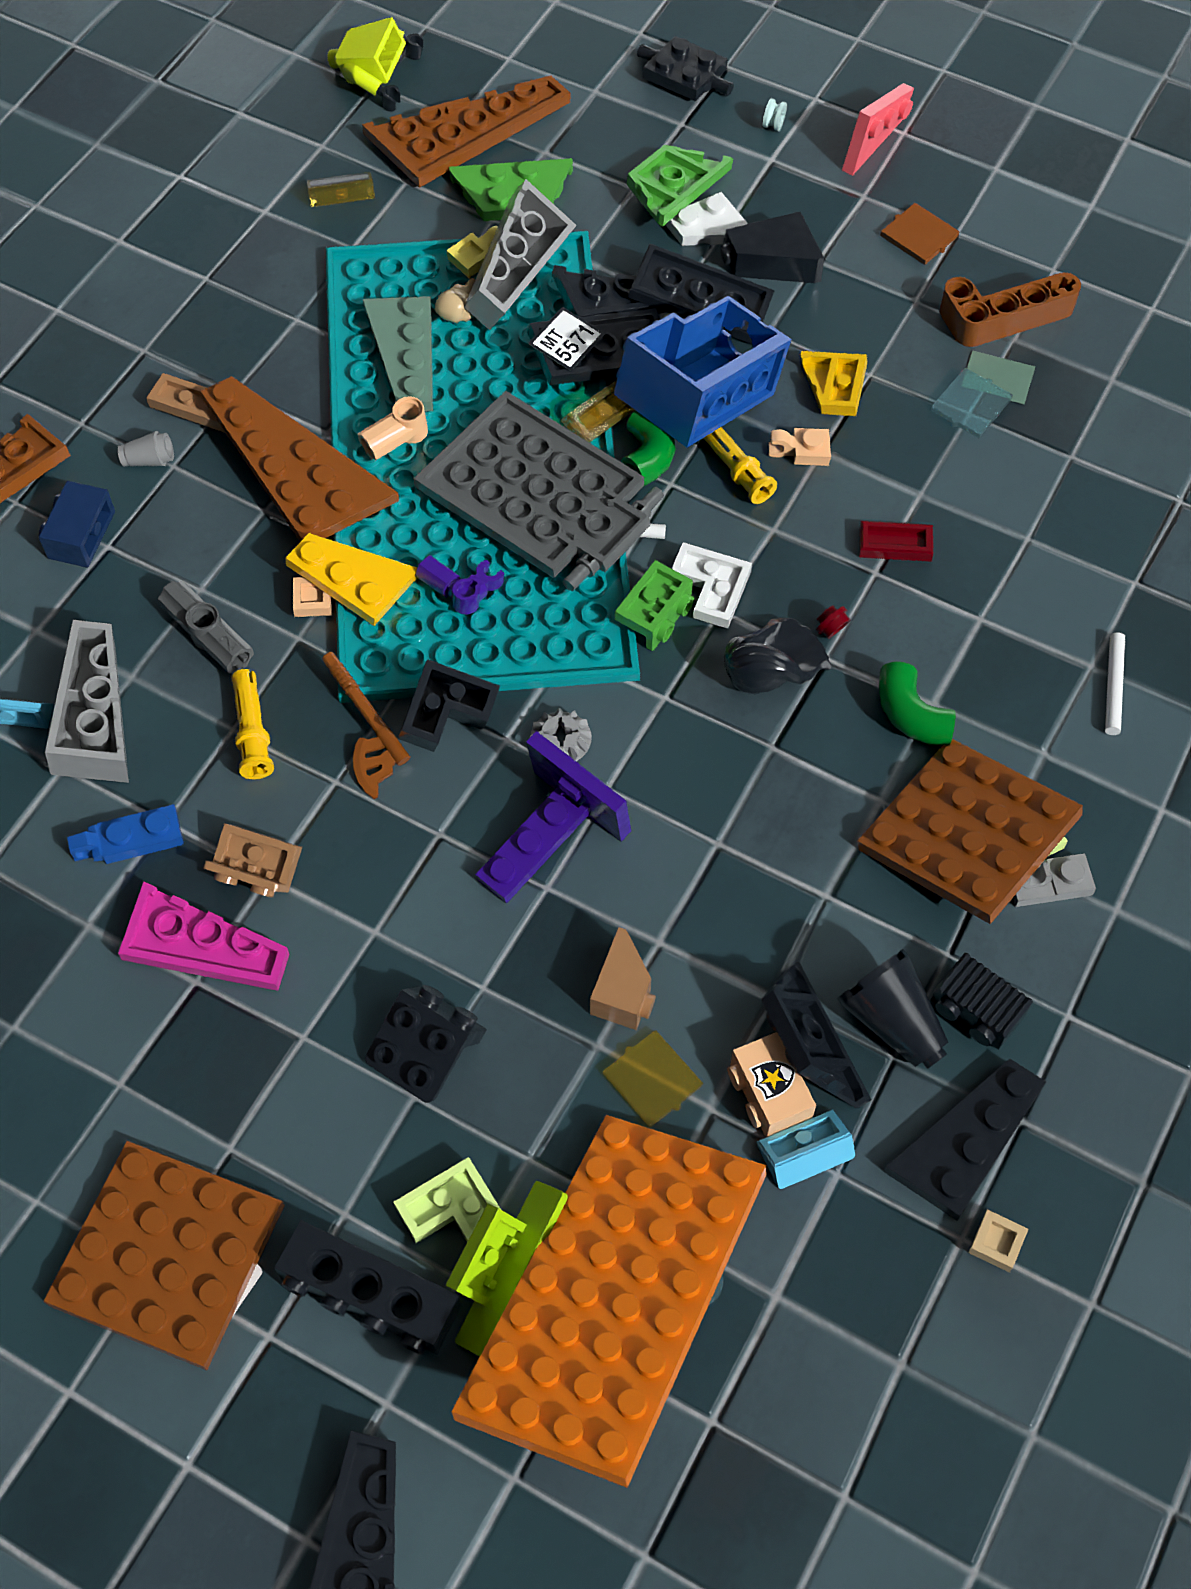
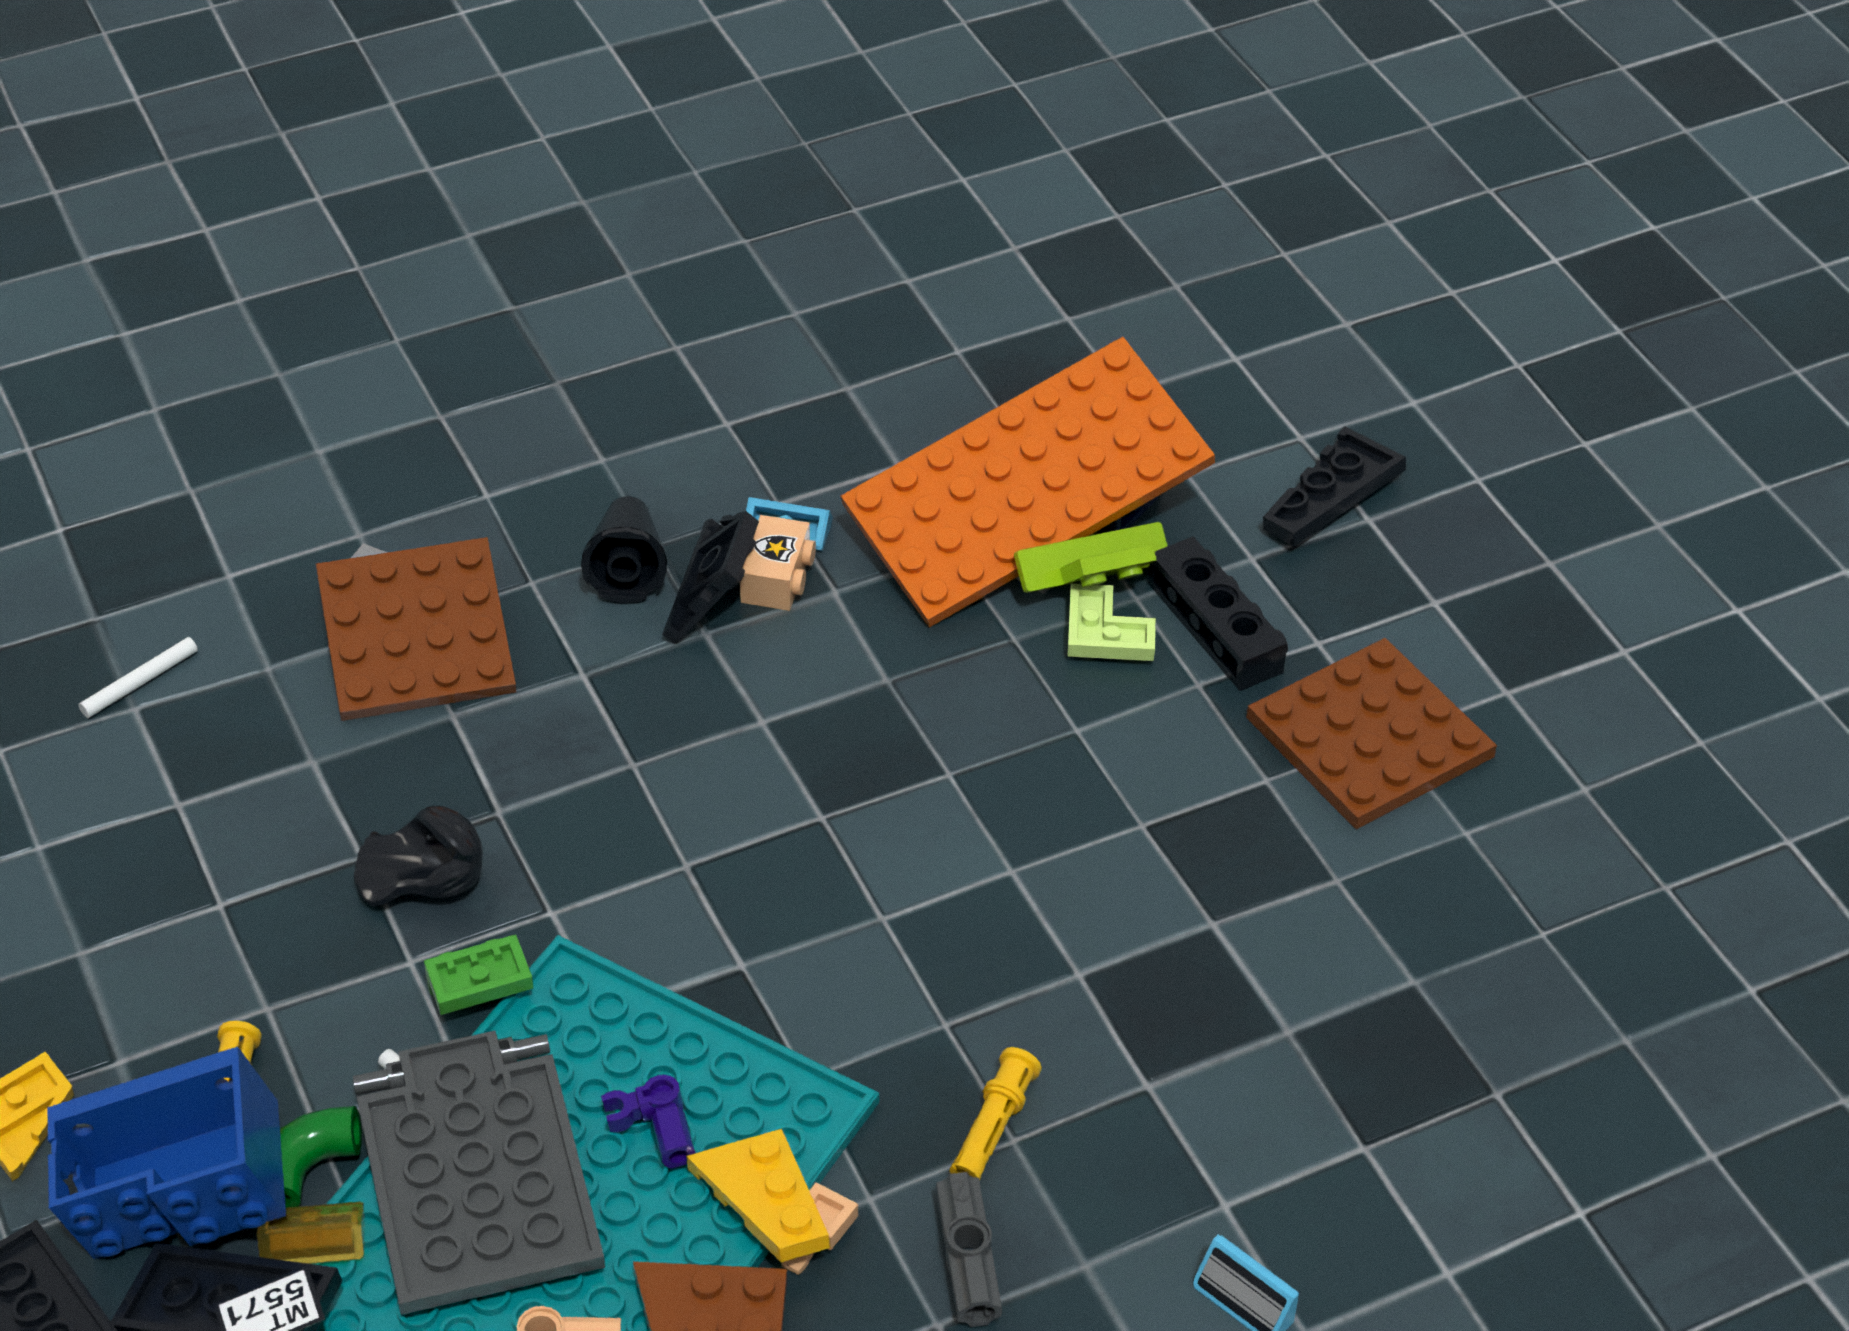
camera: 145 degrees left, 15 degrees down
(87, 714) = (1159, 1218): light grey wedge -> none
(128, 836) = (1196, 1083): blue hinge -> none
(185, 939) = (1193, 943): dark pink wing -> none
(255, 860) = (1089, 972): medium nougat bracket -> none
(394, 753) = (868, 1017): dark orange piece -> none
(422, 1041) = (1032, 738): black bracket -> none
(444, 695) = (784, 995): black brick -> none
(573, 800) = (745, 848): dark purple piece -> none
(578, 731) = (693, 941): light grey gear -> none
(623, 985) = (831, 692): medium nougat slope -> none
(652, 1078) = (863, 632): clear yellow piece -> none
(720, 579) = (384, 975): white plate -> none
(805, 446) = (130, 1059): light nougat plate -> none
(832, 621) = (324, 866): dark red plate -> none
(896, 541) = (167, 915): dark red tile -> none
(908, 711) = (351, 749): green cylinder -> none
(965, 1143) = (675, 458): black wing -> none
(980, 1002) = (551, 523): black brick -> none
(998, 1240) = (706, 397): tan plate -> none

